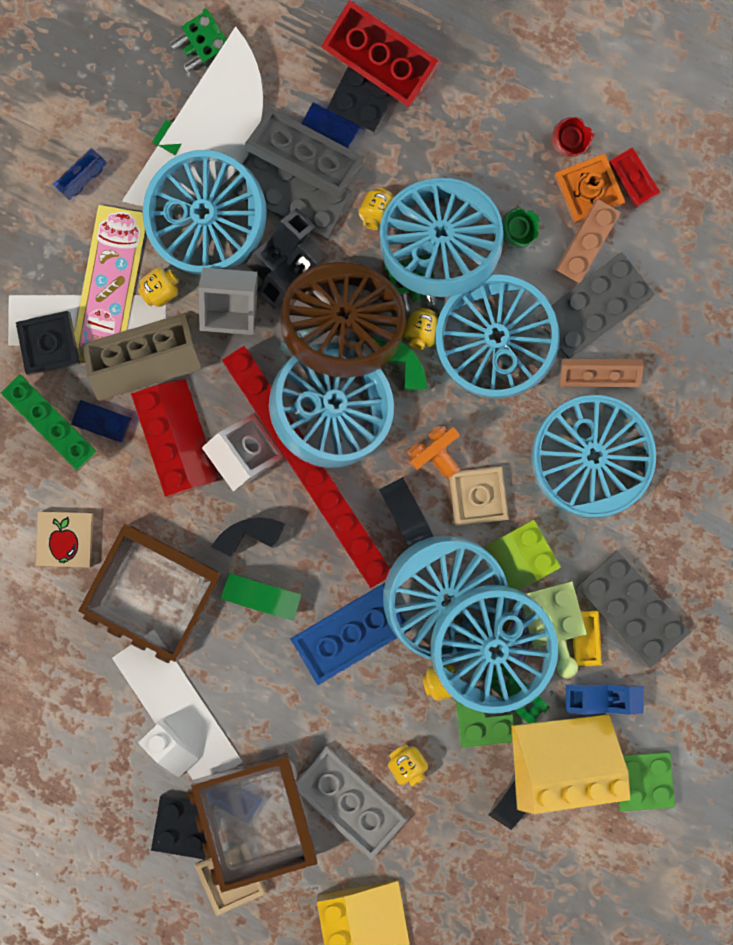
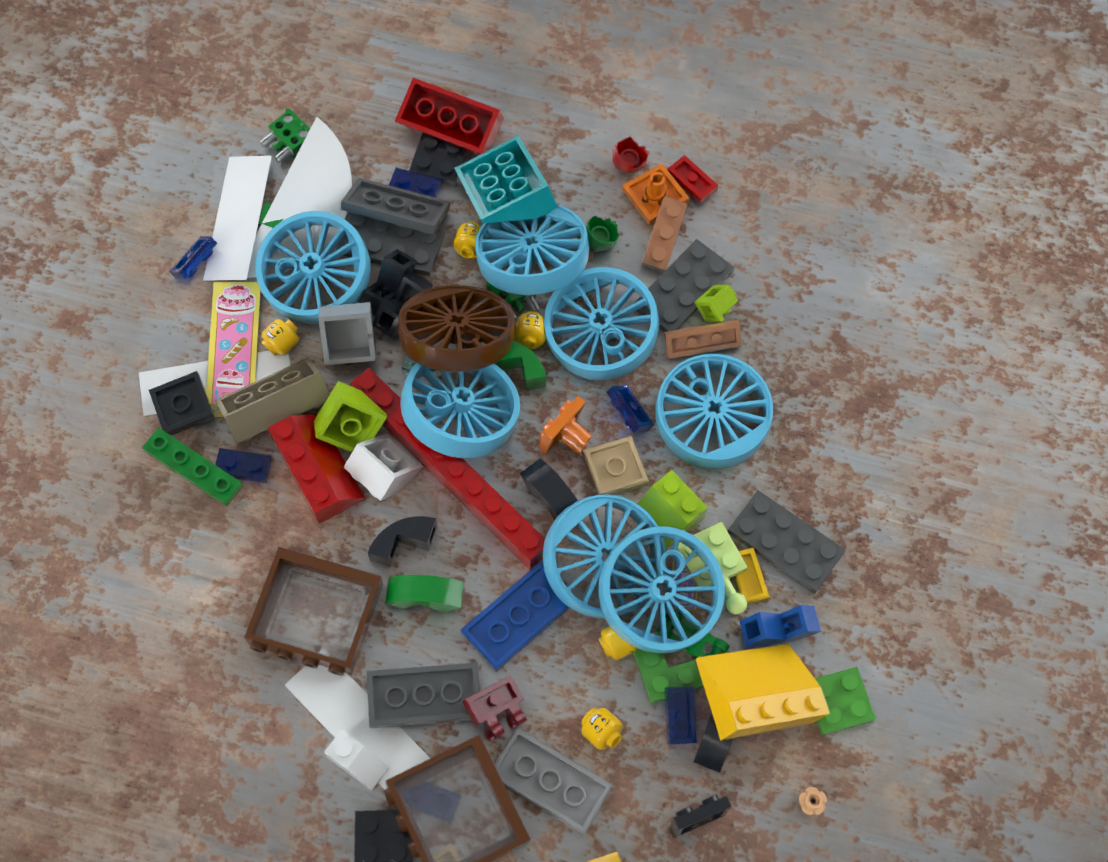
camera: 15 degrees left, 20 degrees down
(64, 539) = (221, 579): tan tile -> none
(134, 131) = (238, 218): none -> white sticker
(214, 398) = (348, 418): none -> lime slope
(243, 698) = (420, 694): none -> dark grey plate
(306, 721) = (492, 701): none -> plate
(427, 155) = (506, 184): none -> teal slope
(486, 767) = (680, 715): none -> clear blue plate
(489, 870) = (690, 819): none -> black plate
(507, 437) = (629, 407): none -> clear blue plate
(588, 867) = (807, 806): none -> light nougat plate
(625, 334) = (716, 303): none -> lime brick

